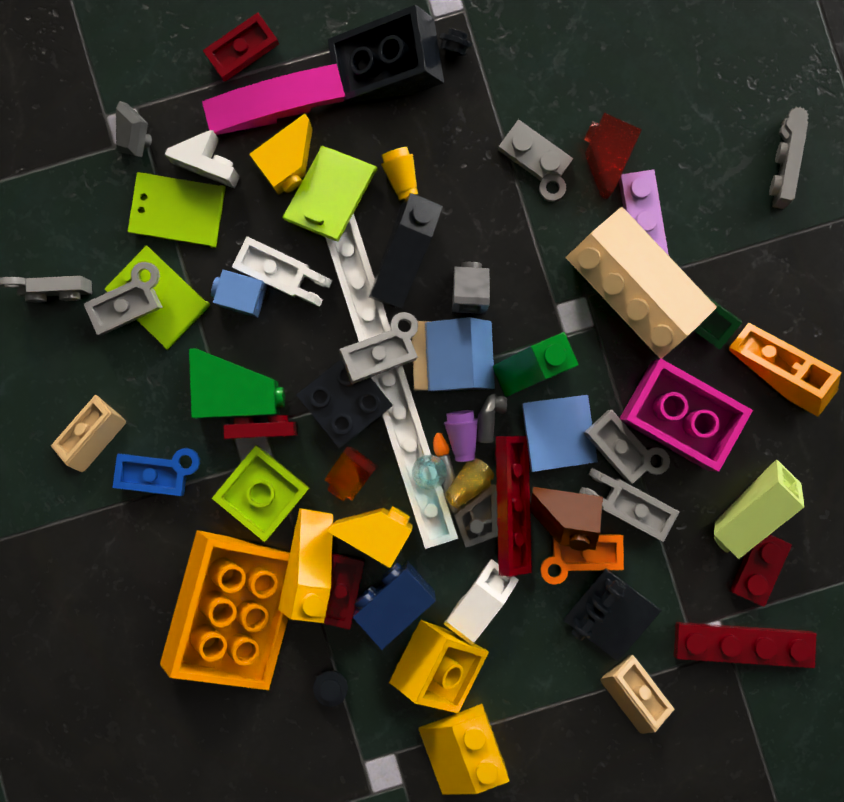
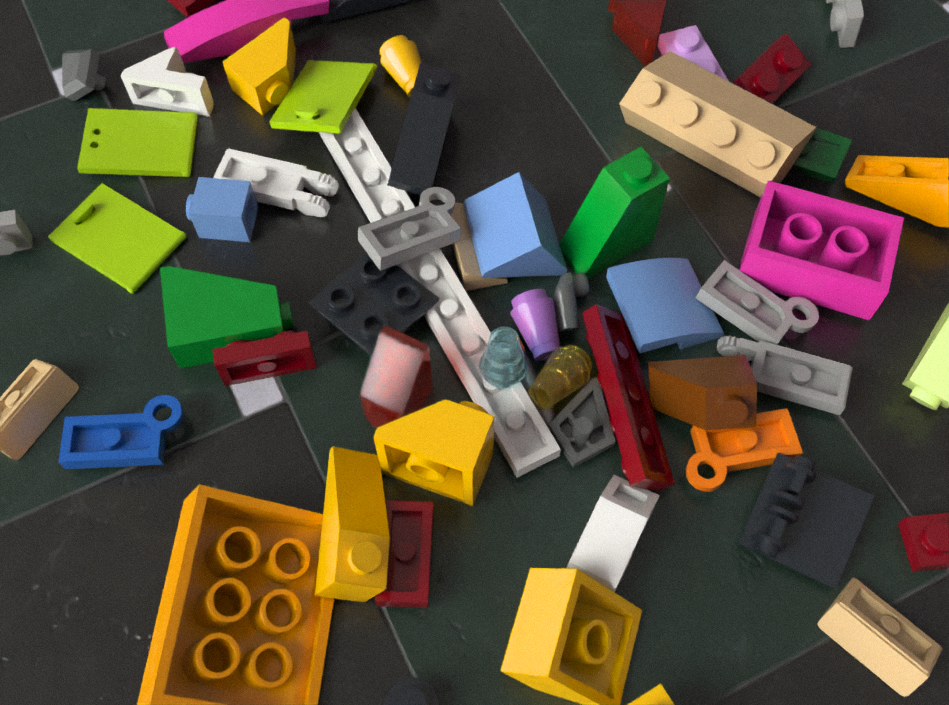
camera: 10 degrees left, 25 degrees down
(125, 302) = (75, 237): light grey hinge -> none
(260, 493) = (273, 440): lime plate -> none
(394, 604) = (486, 540): dark blue brick -> none
(471, 288) = (513, 153): flat silver slope -> none
(537, 157) = (561, 37): light grey hinge -> none
(702, 233) = (774, 70): none -> dark red plate

